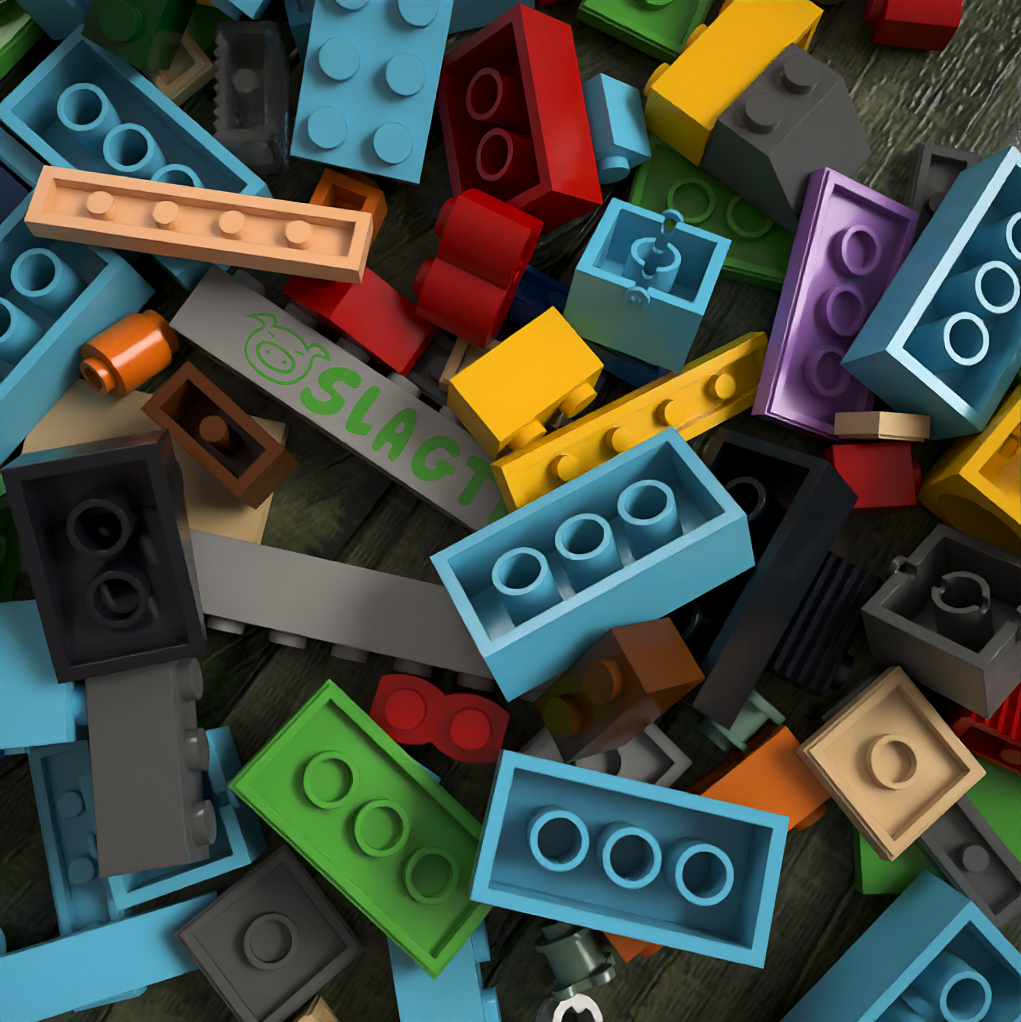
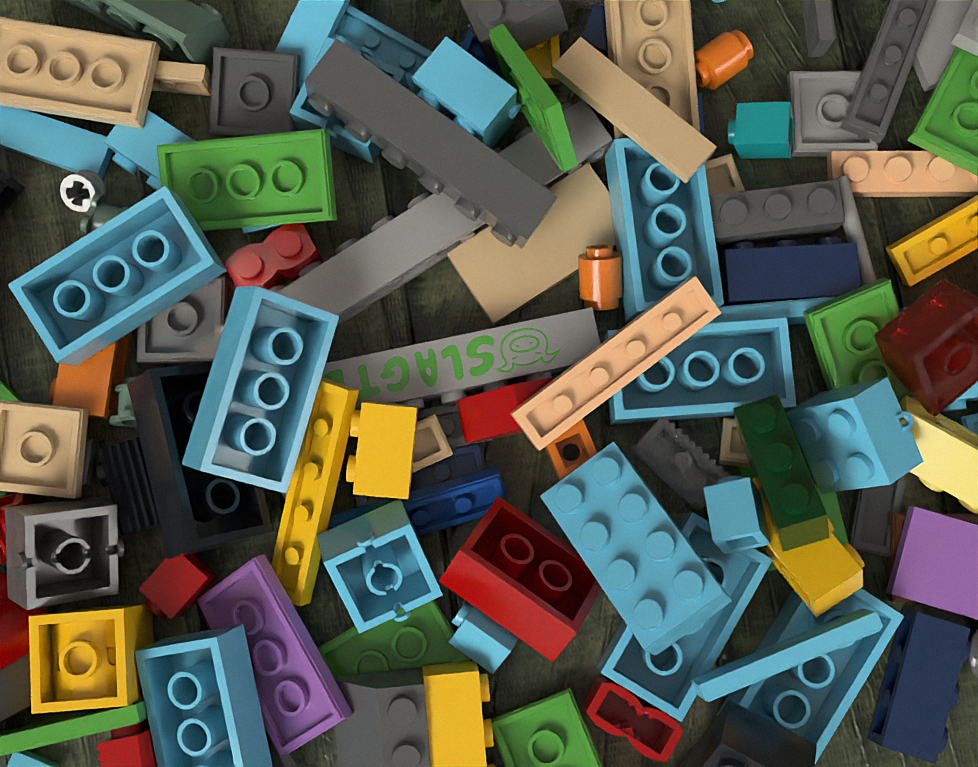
camera: 140 degrees right, 0 degrees up
(108, 553) = (479, 169): black slope -> none
(220, 435) = (506, 279): reddish brown brick -> none
(476, 266) = (467, 483): red brick -> none
(618, 688) = (192, 344): reddish brown brick -> none
(882, 426) = (192, 613): tan tile -> none

